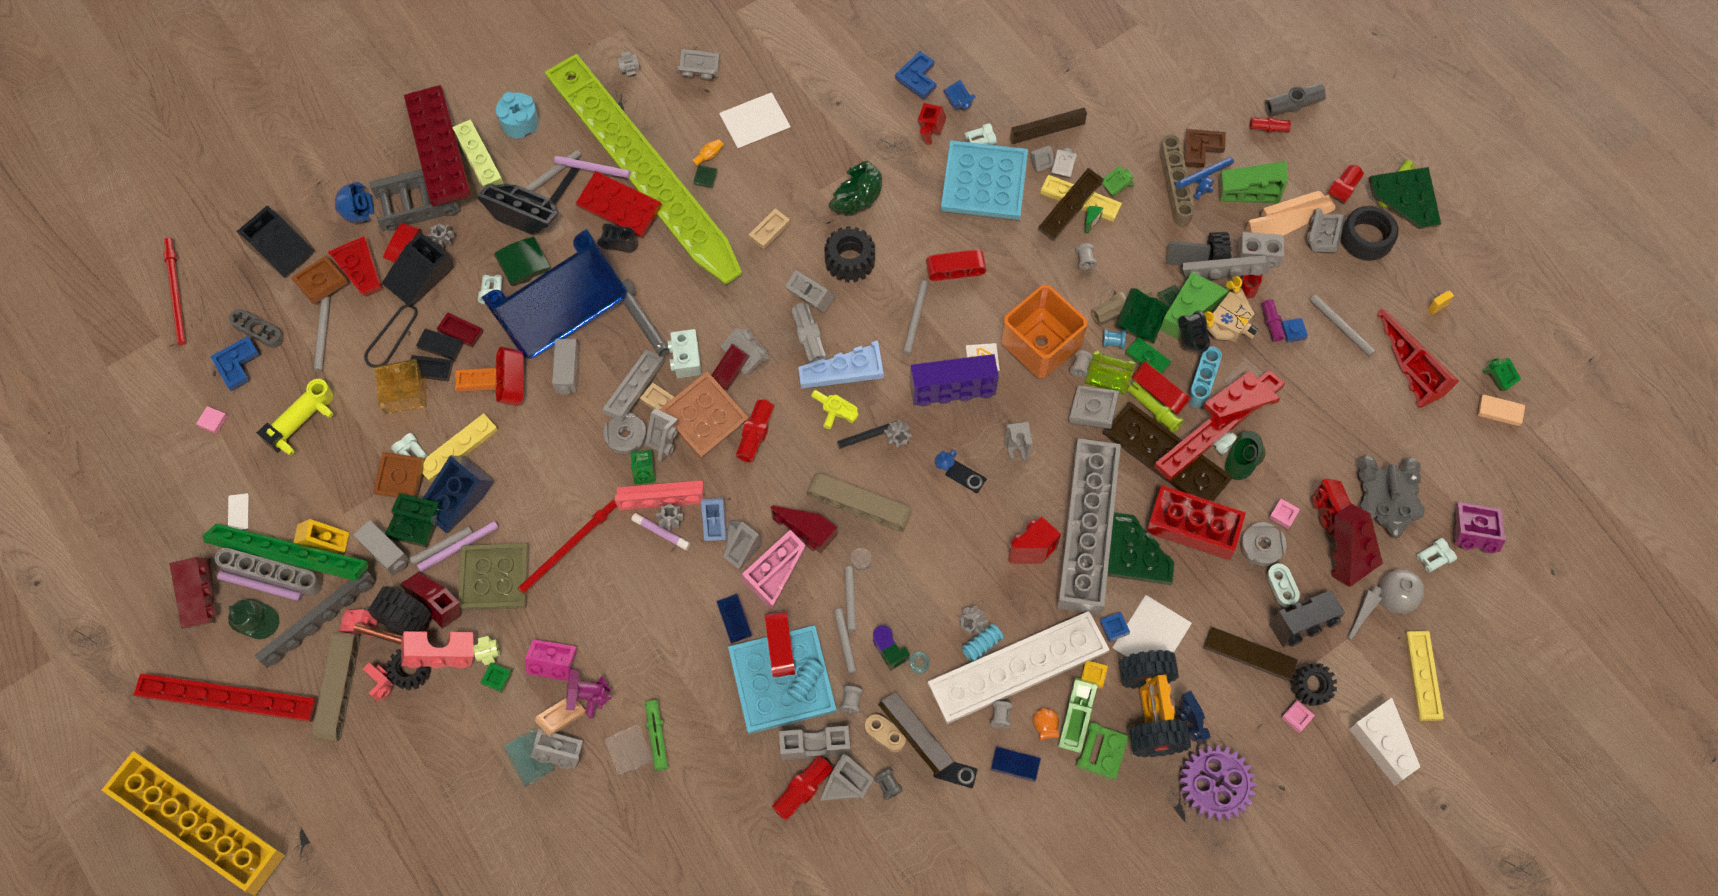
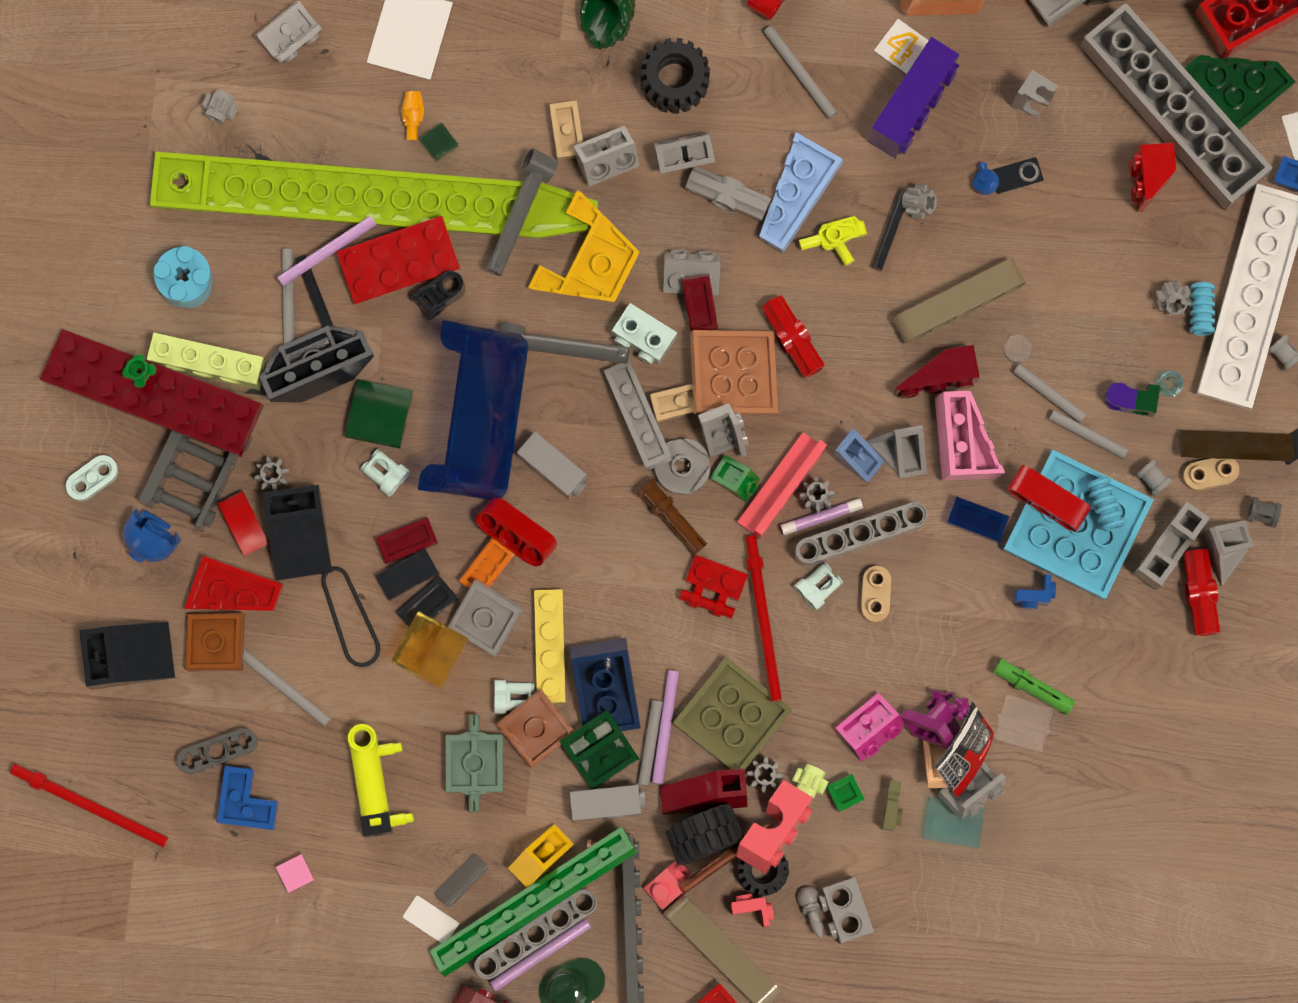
camera: 55 degrees left, 15 degrees up
(273, 509) = (461, 880): none -> dark grey slope
(351, 460) = (474, 763): none -> sand green plate
(369, 156) = (91, 477): none -> light aqua plate
(411, 711) = (809, 901): none -> light grey bar
(424, 739) = (853, 908): none -> light grey brick
(440, 125) = (133, 365): none -> green plate
(444, 400) = (486, 617): none -> light grey plate
(466, 617) = (764, 783): none -> light grey gear
(505, 713) = (892, 814): none -> olive plate
(573, 504) = (716, 579): none -> red plate
(576, 722) = (967, 752): none -> sticker
(591, 442) = (664, 507): none -> reddish brown pin
(607, 562) = (810, 593): none -> light aqua piece
(639, 599) = (875, 594): none -> tan plate
(672, 567) = (870, 524): none -> light grey beam
(708, 300) = (601, 262): none -> yellow wing
(709, 688) = (1032, 598): none -> blue bracket
(731, 227) = (538, 169): none -> dark grey piece
(772, 252) = (606, 156): none -> light grey brick

